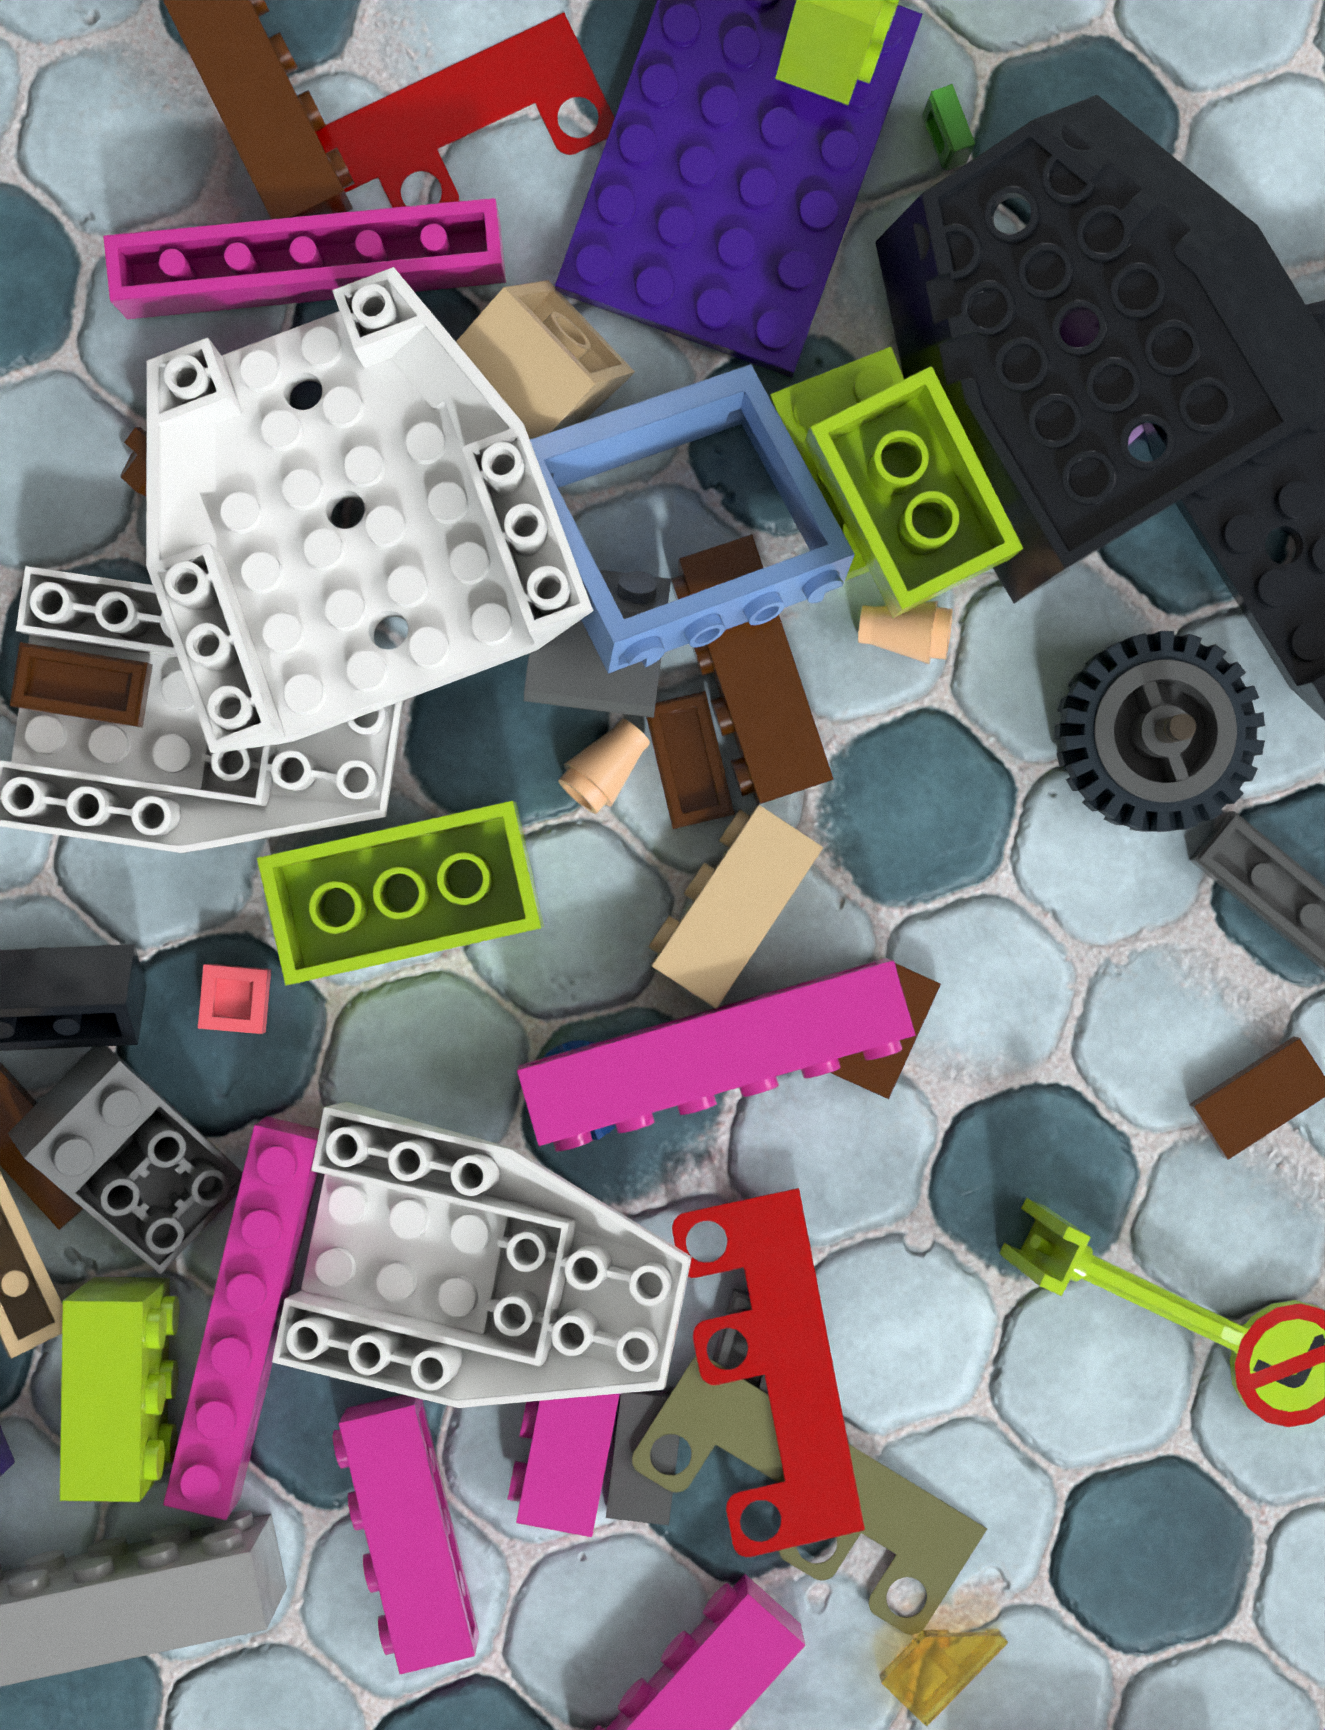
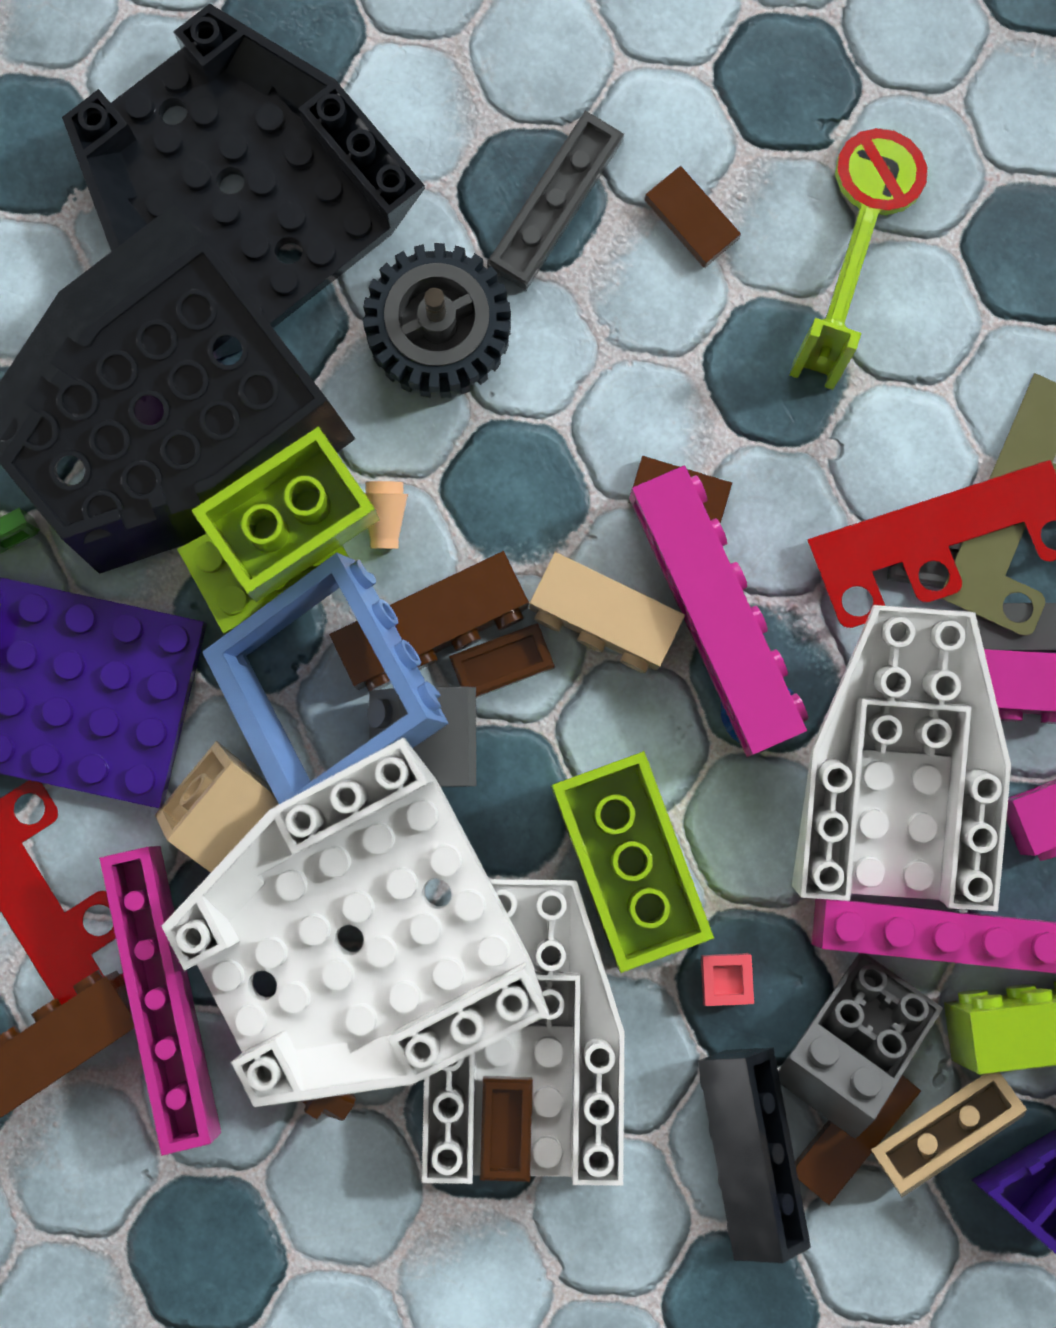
camera: 105 degrees left, 5 degrees down
(603, 767) = (516, 724): light nougat cone -> none

